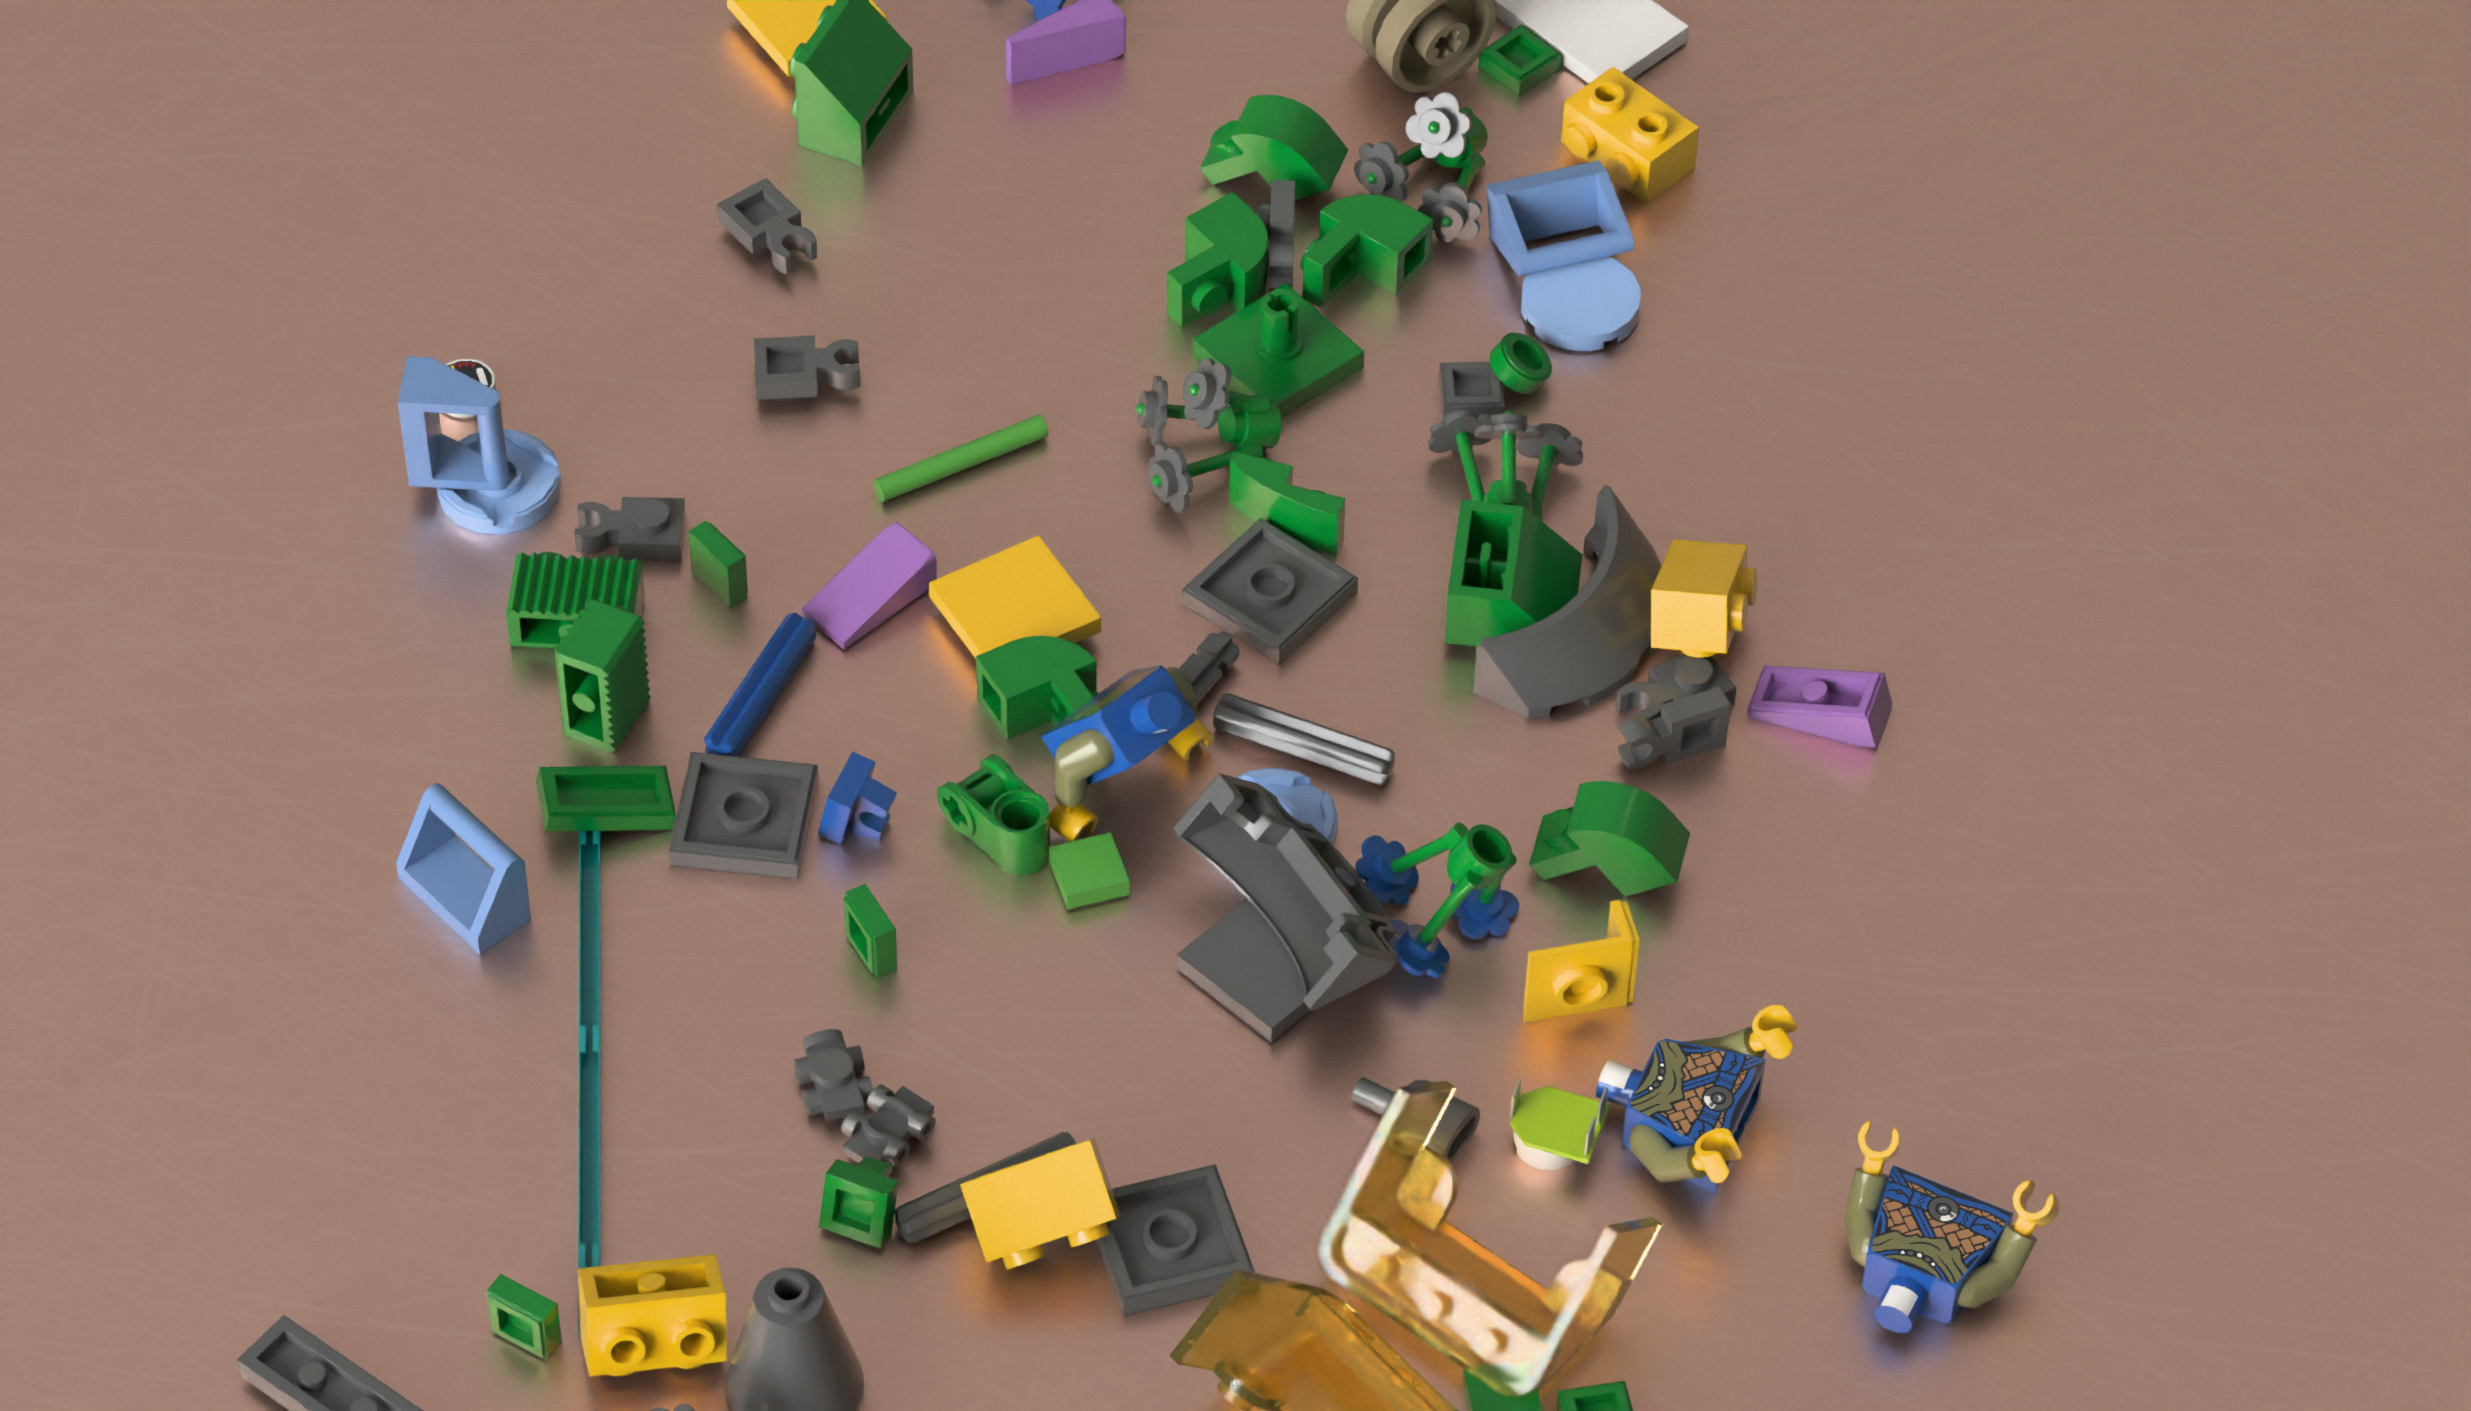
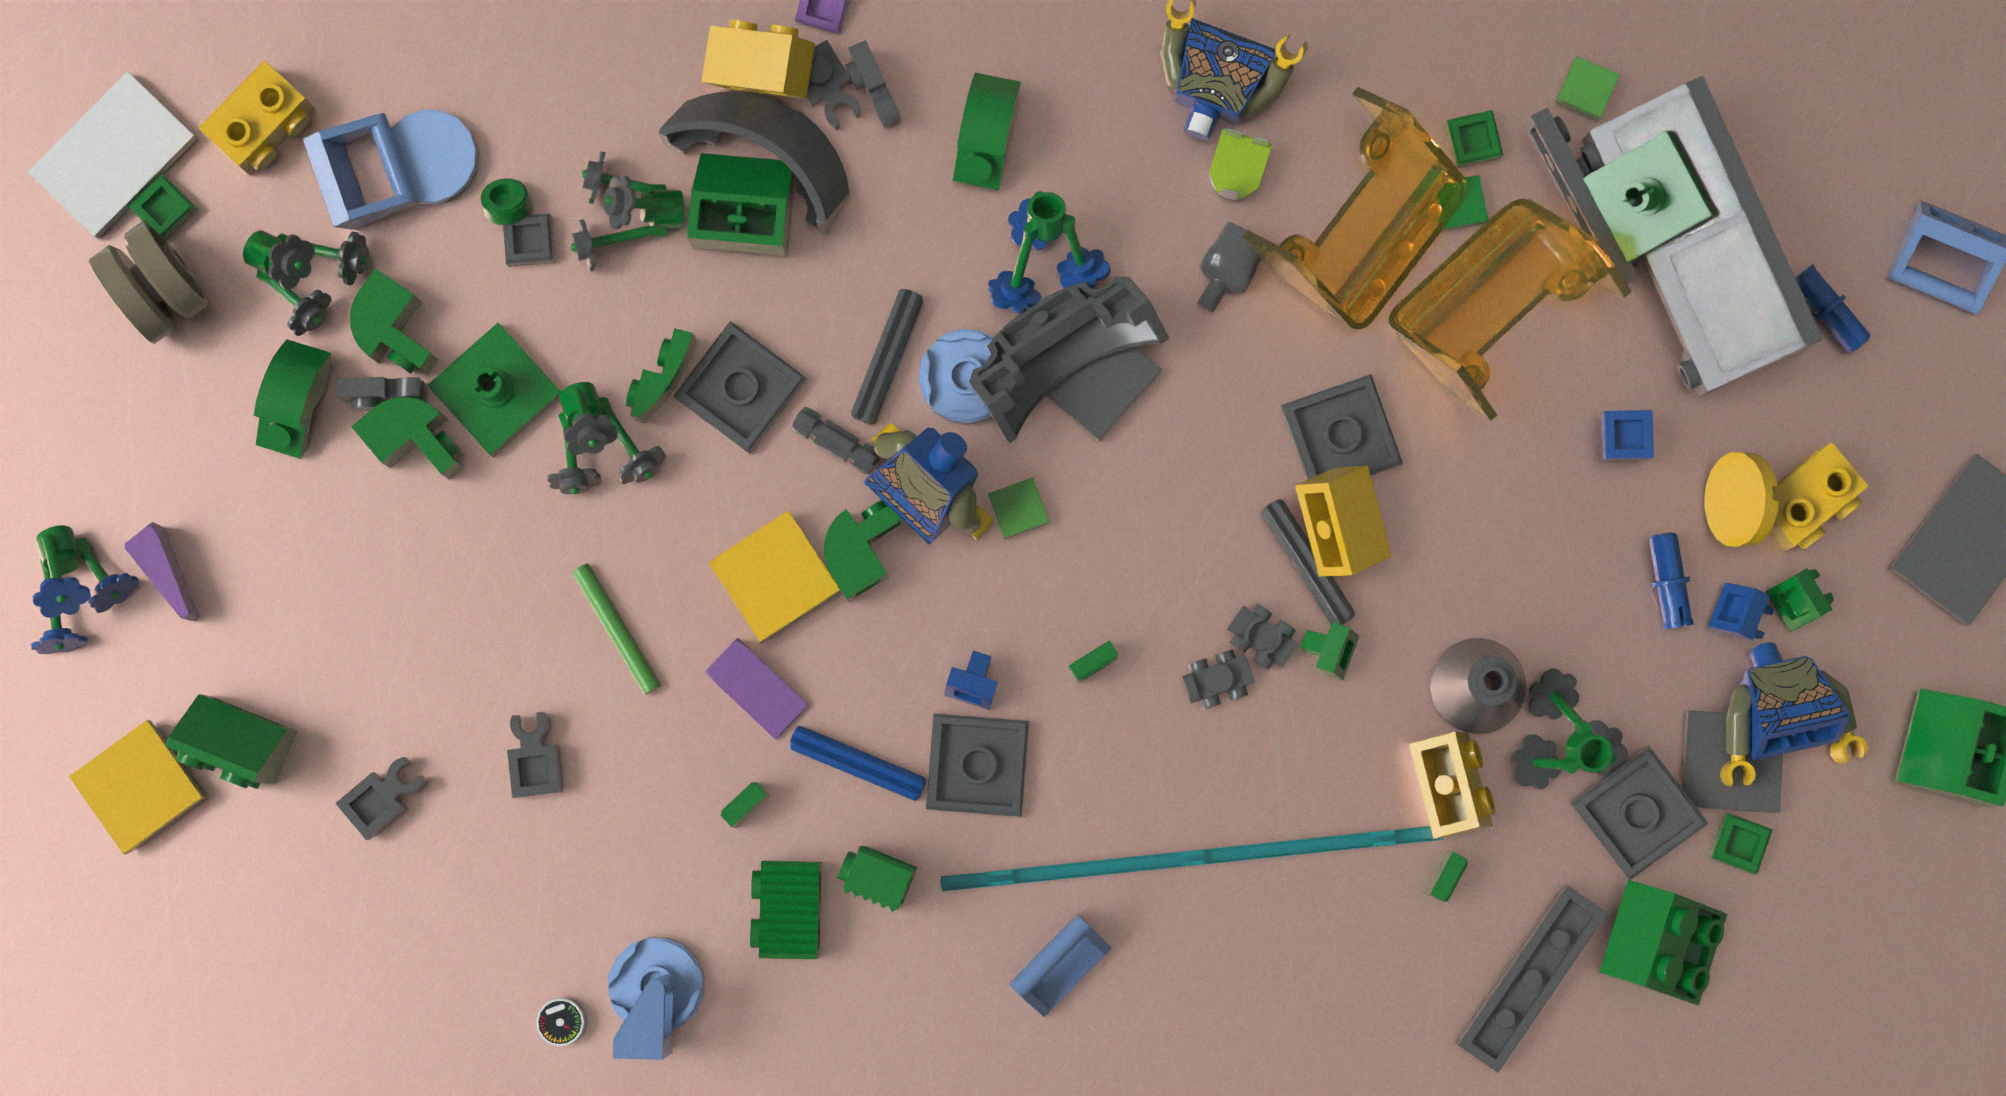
camera: 85 degrees left, 35 degrees up
(605, 798) = (976, 867): green tile -> none
(642, 528) = (700, 865): dark grey plate -> none
(1000, 816) = (973, 578): green piece -> none
(1584, 974) = (1104, 118): yellow piece -> none

